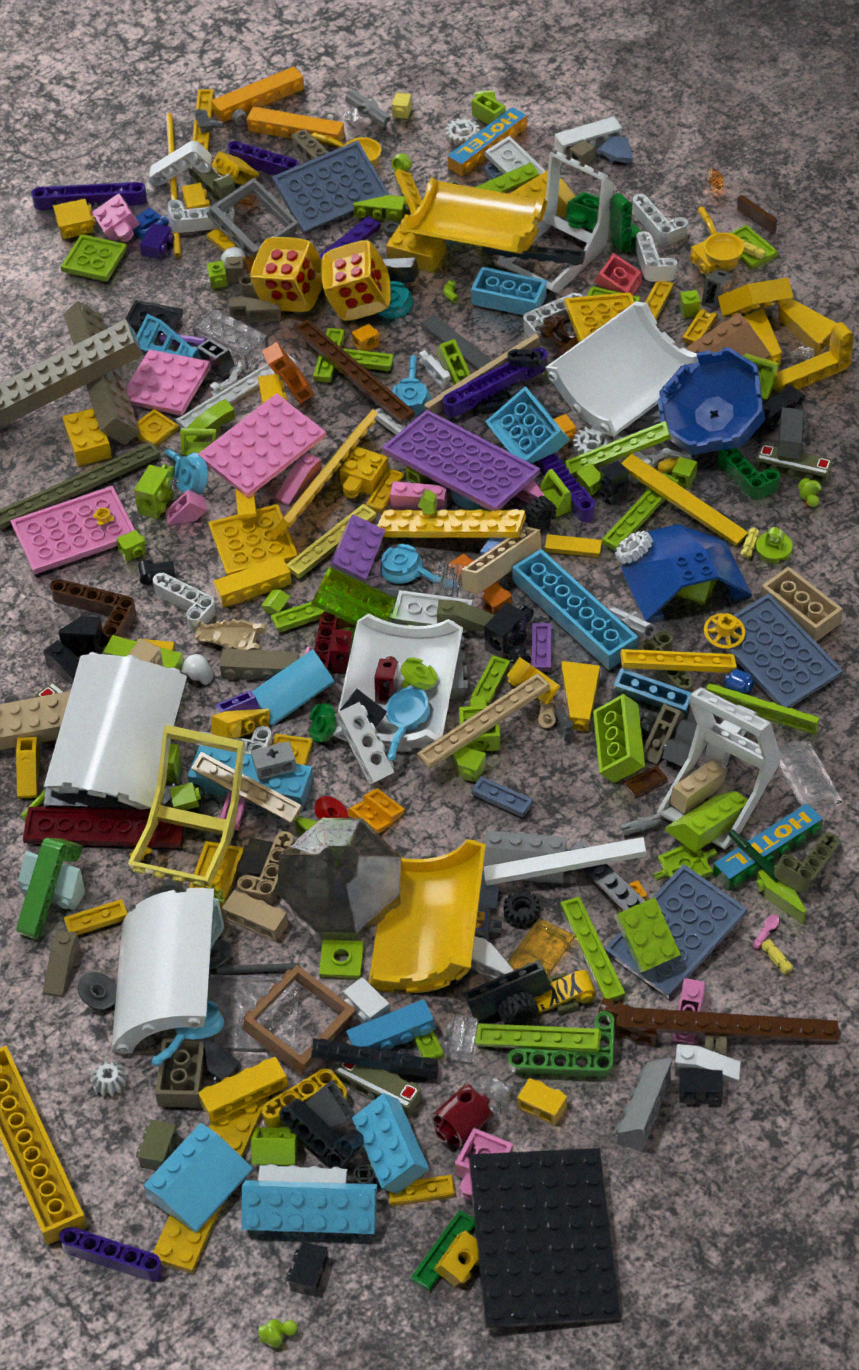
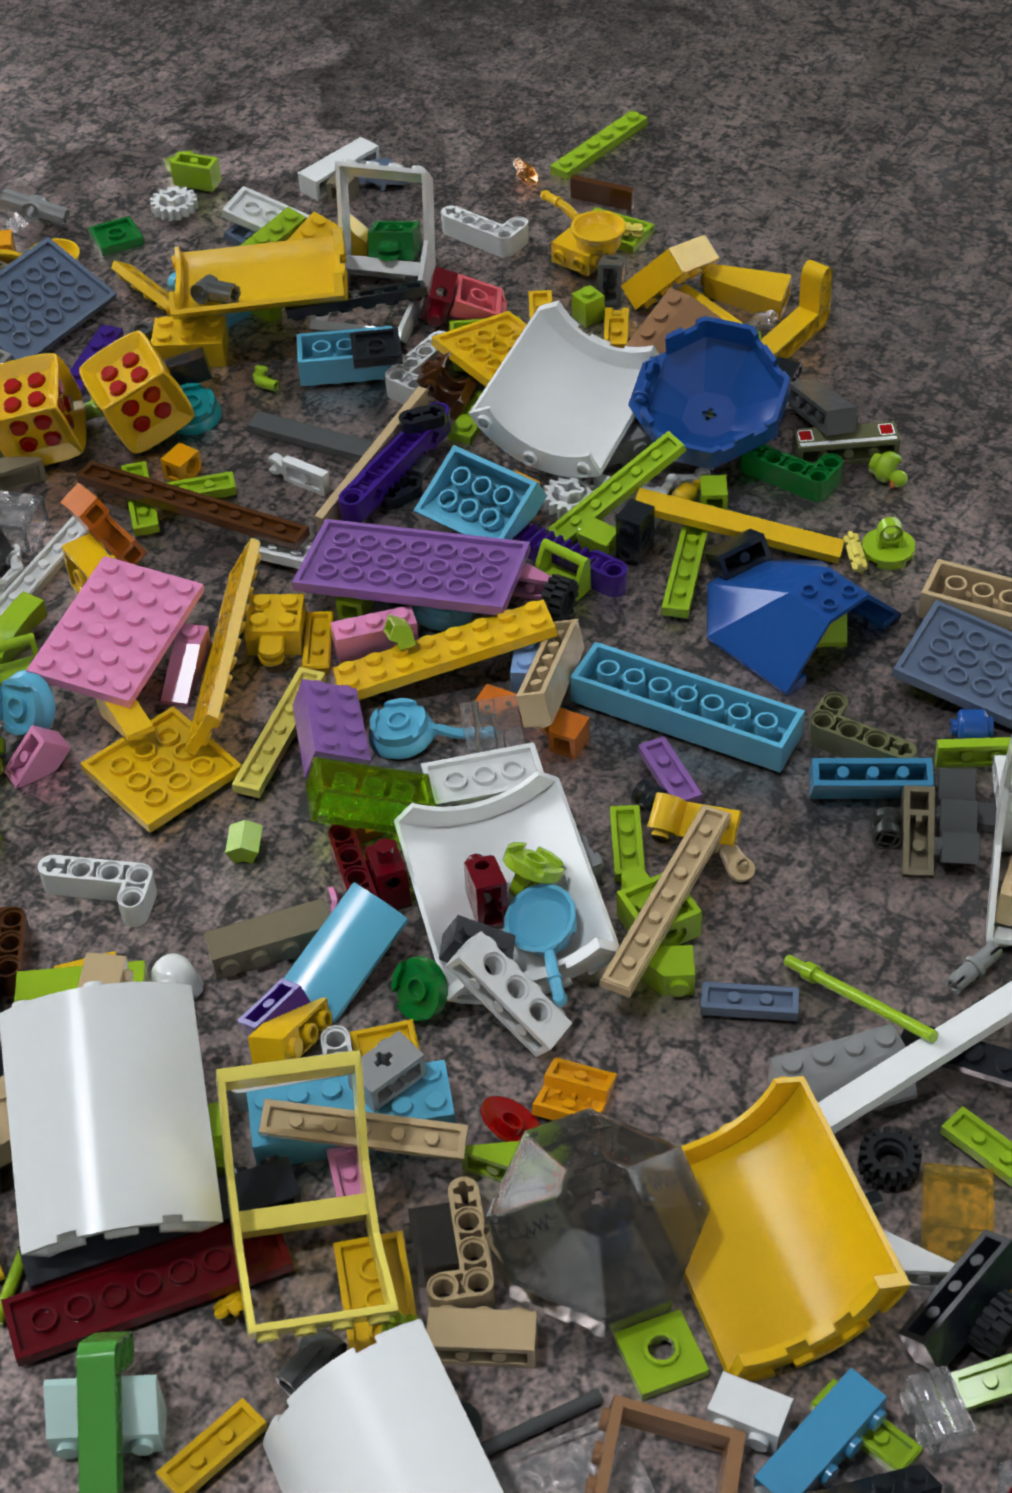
camera: 25 degrees left, 5 degrees down
(148, 570) = (23, 861): black piece -> none
(185, 796) = (270, 1182): lime brick -> none
(231, 634) = (200, 909): tan animal -> none
(252, 582) = (193, 825): yellow brick -> none
(295, 617) = (288, 849): lime plate -> none
(381, 208) = (116, 310): lime slope -> none
(401, 105) = (77, 196): light yellow brick -> none
(402, 162) = (111, 252): lime animal -> none
(412, 390) = (284, 502): medium azure piece -> none
(414, 145) = (116, 236): none -> green tile
(442, 217) = (213, 290): none -> dark grey piece
(452, 361) = (319, 451): lime slope -> none
(463, 614) = (522, 761): olive slope -> none
(472, 151) = (204, 214): brick -> none
(507, 629) = (612, 765): black brick -> none
(525, 295) = (376, 348): none -> black tile
(547, 795) = (814, 974): none -> lime bar
(565, 724) = (775, 868): dark grey piece -> none
(573, 545) = (625, 629): yellow tile -> none
(580, 692) = (766, 816): yellow slope -> none
(590, 270) = (436, 307): none -> dark red torso
(618, 738) = (869, 856): lime brick -> none
(622, 230) = (451, 235): green beam -> none
(633, 547) = (716, 601): white gear -> none
(635, 623) = (801, 697): light grey piece -> none
(645, 782) = (935, 905): reddish brown tile -> none
(651, 265) = (508, 272): white beam -> none
(669, 519) = (738, 554): none -> black brick
(677, 661) = (880, 723): yellow plate -> none
(725, 628) = (915, 659): yellow wheel -> none
(782, 171) = (598, 145): none -> lime plate

